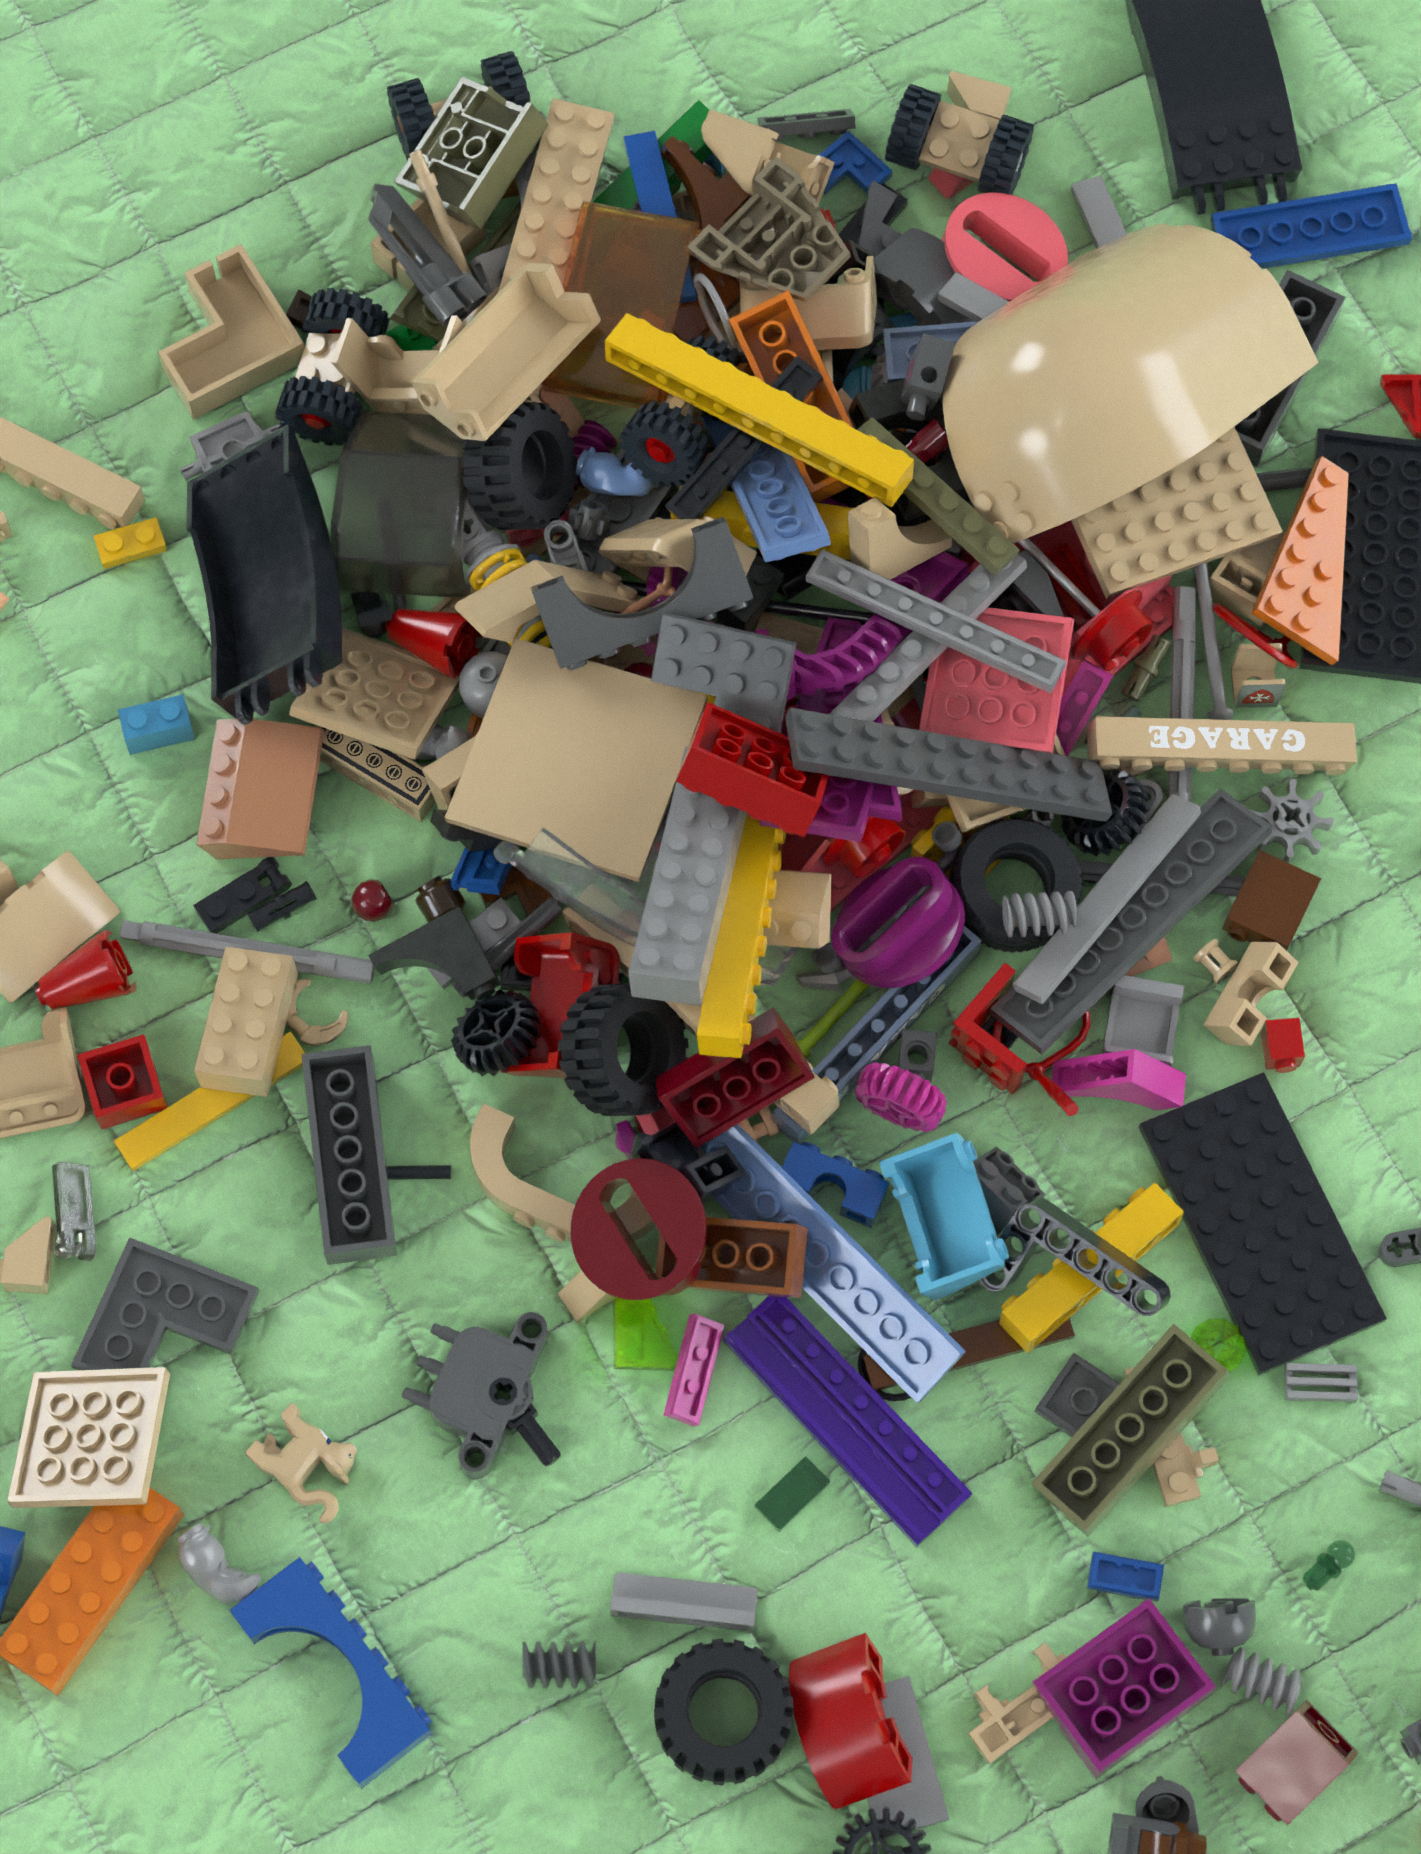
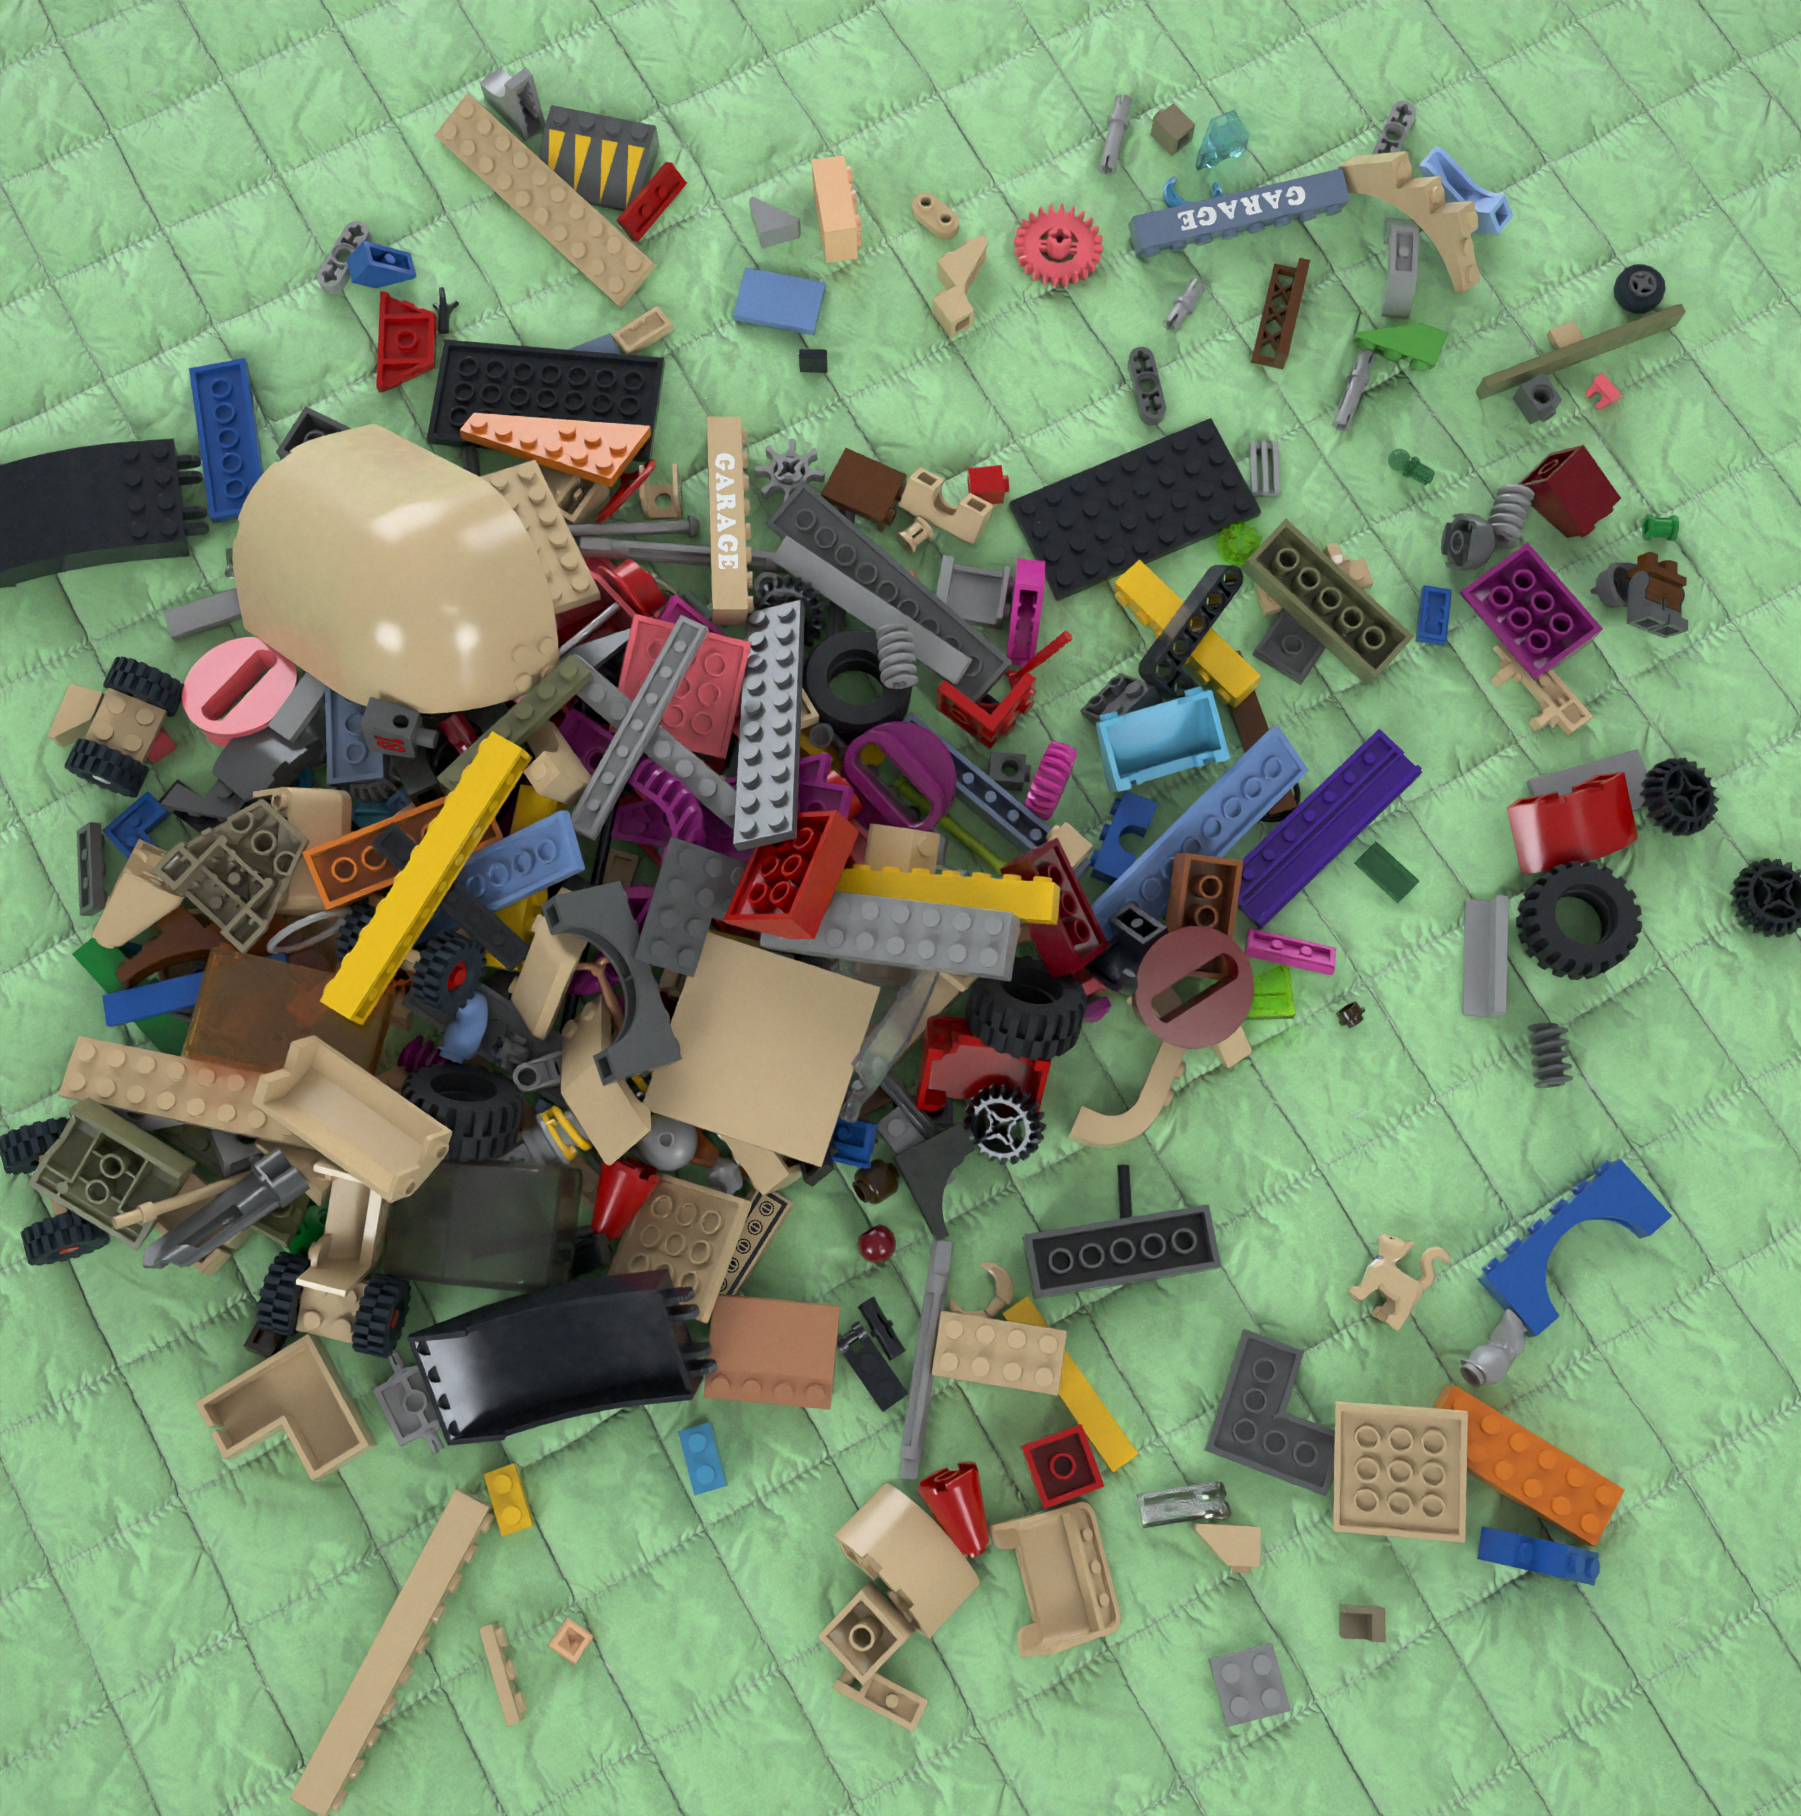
camera: 90 degrees left, 5 degrees up
(468, 1385) = (1319, 1140): piece -> none
(616, 1435) = (1350, 1014): none -> dark brown plate

